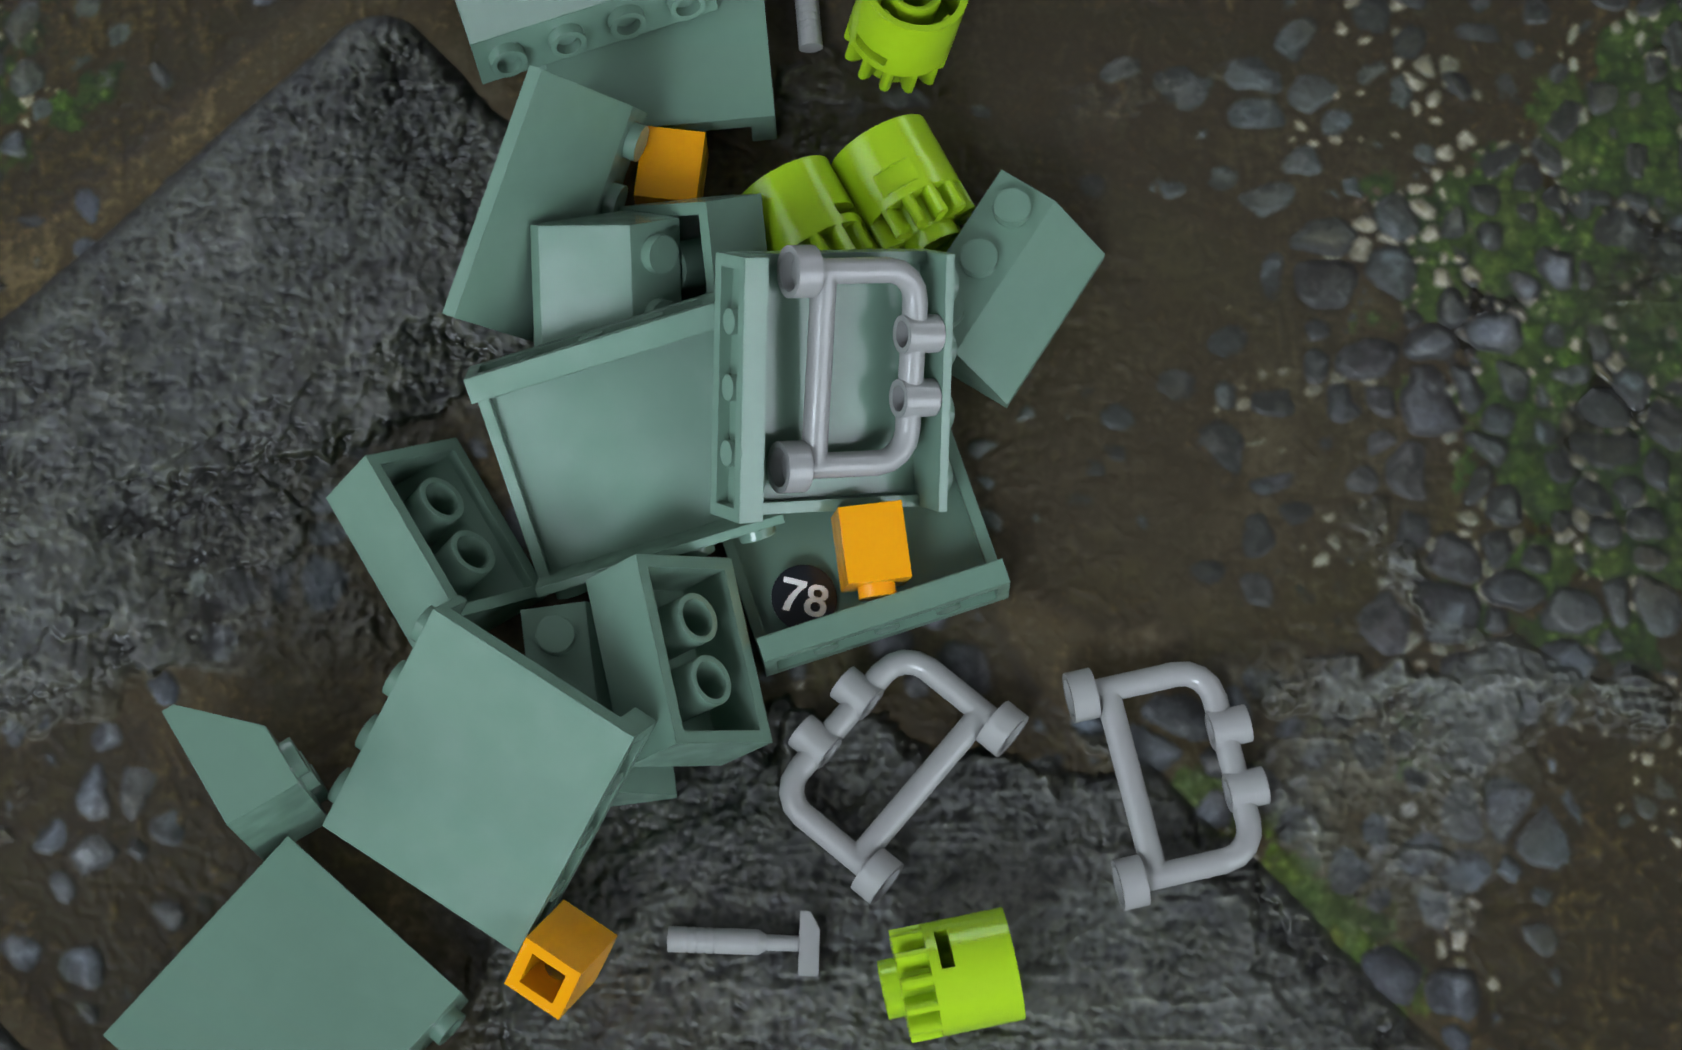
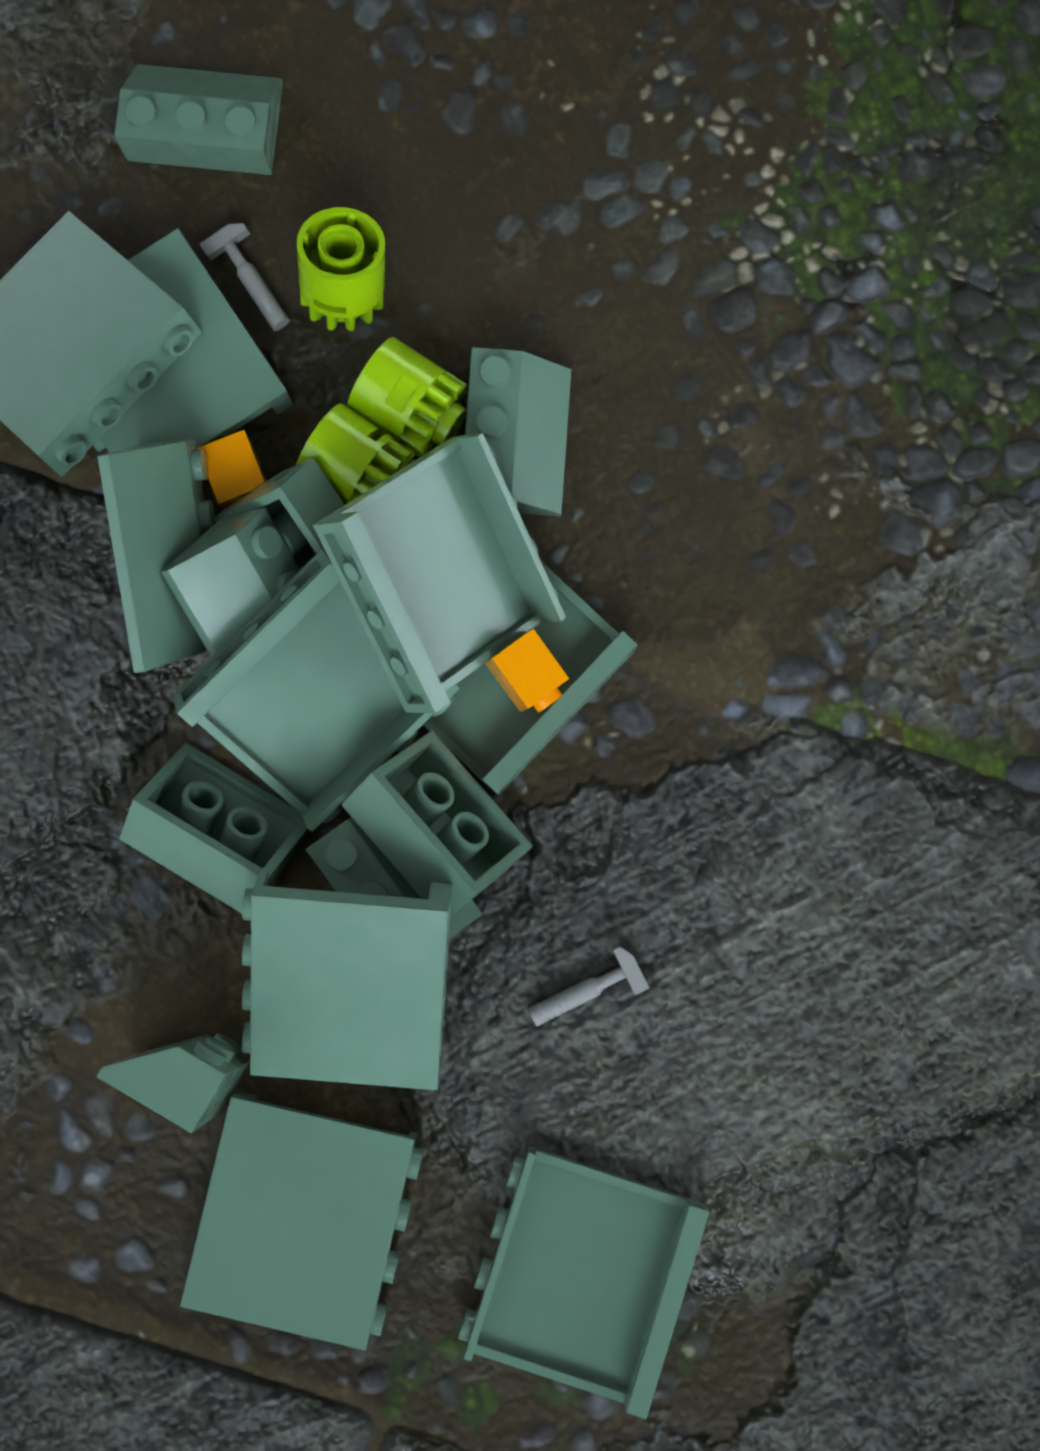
camera: 30 degrees left, 10 degrees up
(560, 959) = (469, 1077): light orange brick -> none
(803, 595) = (495, 728): black sticker -> none
(807, 274) = (390, 506): light grey bar -> none
(857, 697) = (559, 824): light grey bar -> none
(952, 975) = (746, 942): lime gear -> none
(1226, 729) = (835, 667): light grey bar -> none

